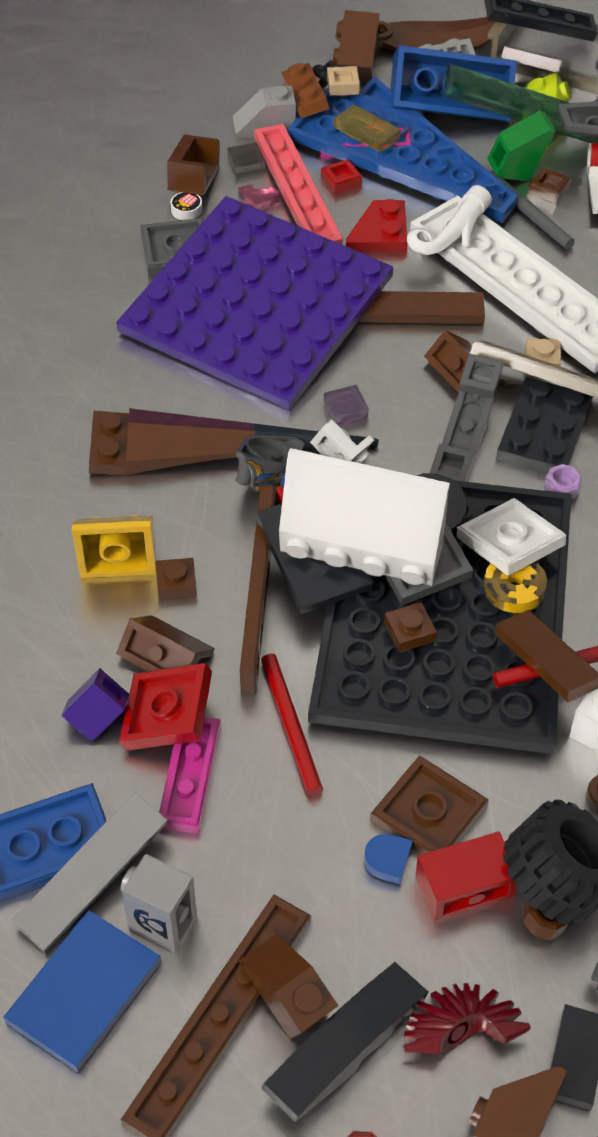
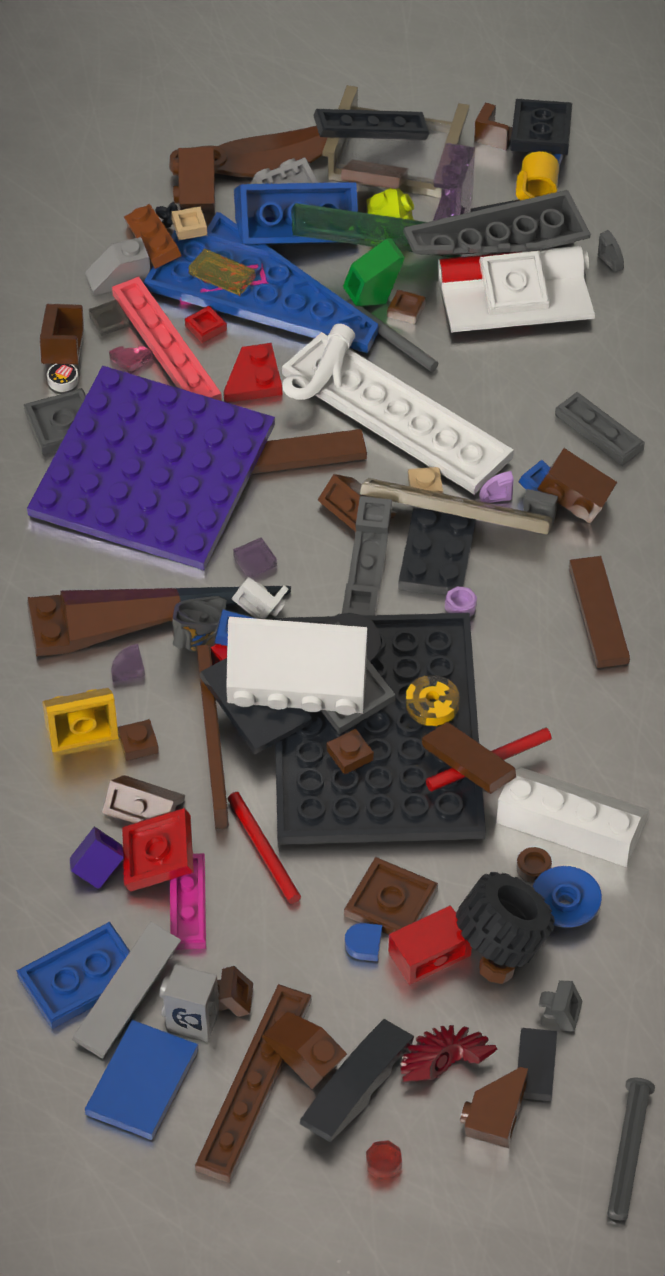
camera: 10 degrees left, 0 degrees up
(183, 495) = (127, 664): none -> clear purple tile
(219, 895) = (235, 991): none -> reddish brown tile
(511, 536) = (423, 659): white tile -> none

